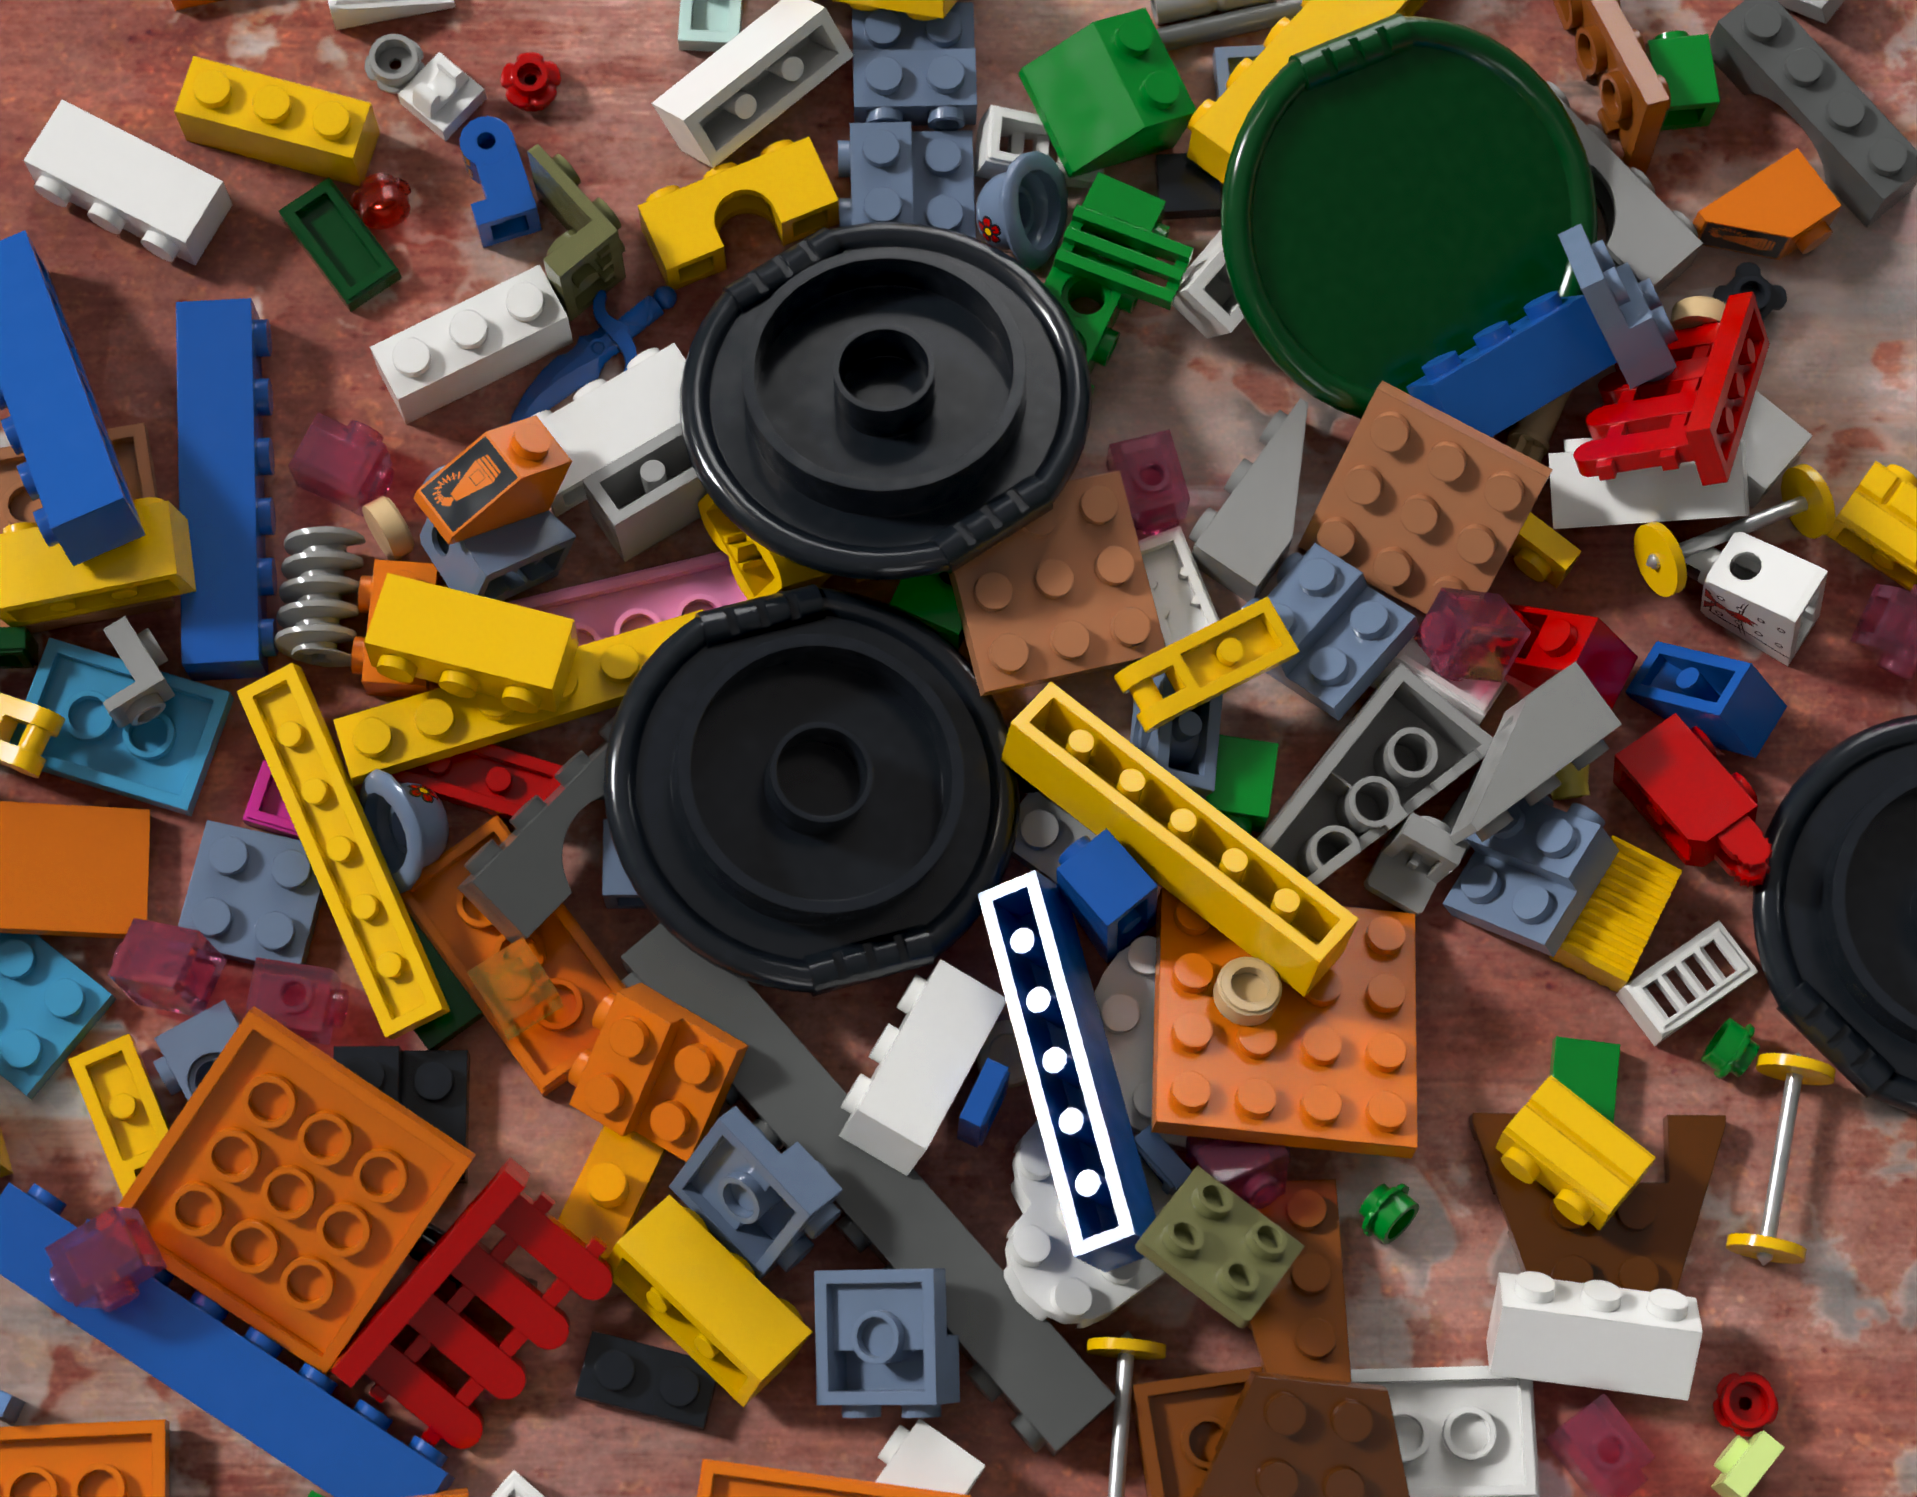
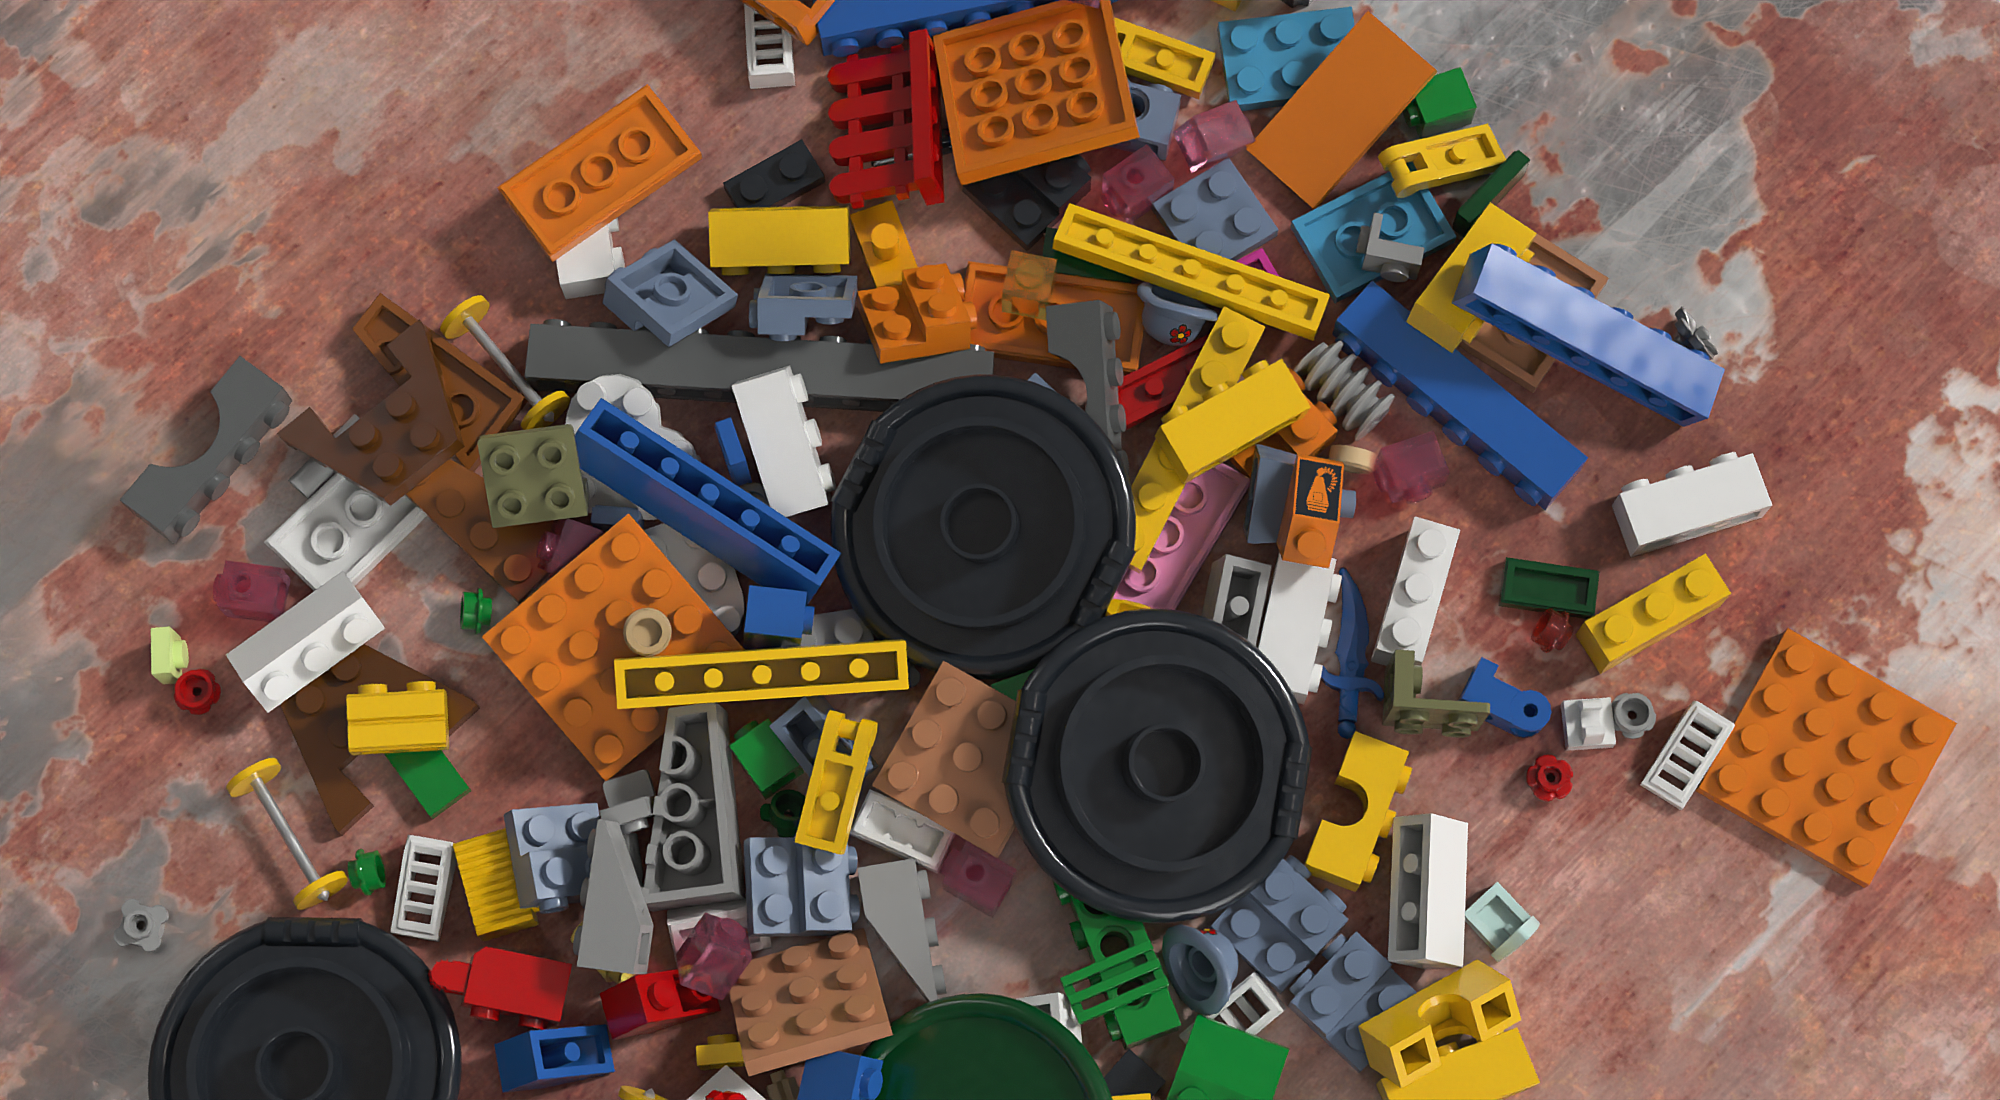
camera: 140 degrees right, 0 degrees up
(1255, 701) = (783, 803): none -> dark green plate

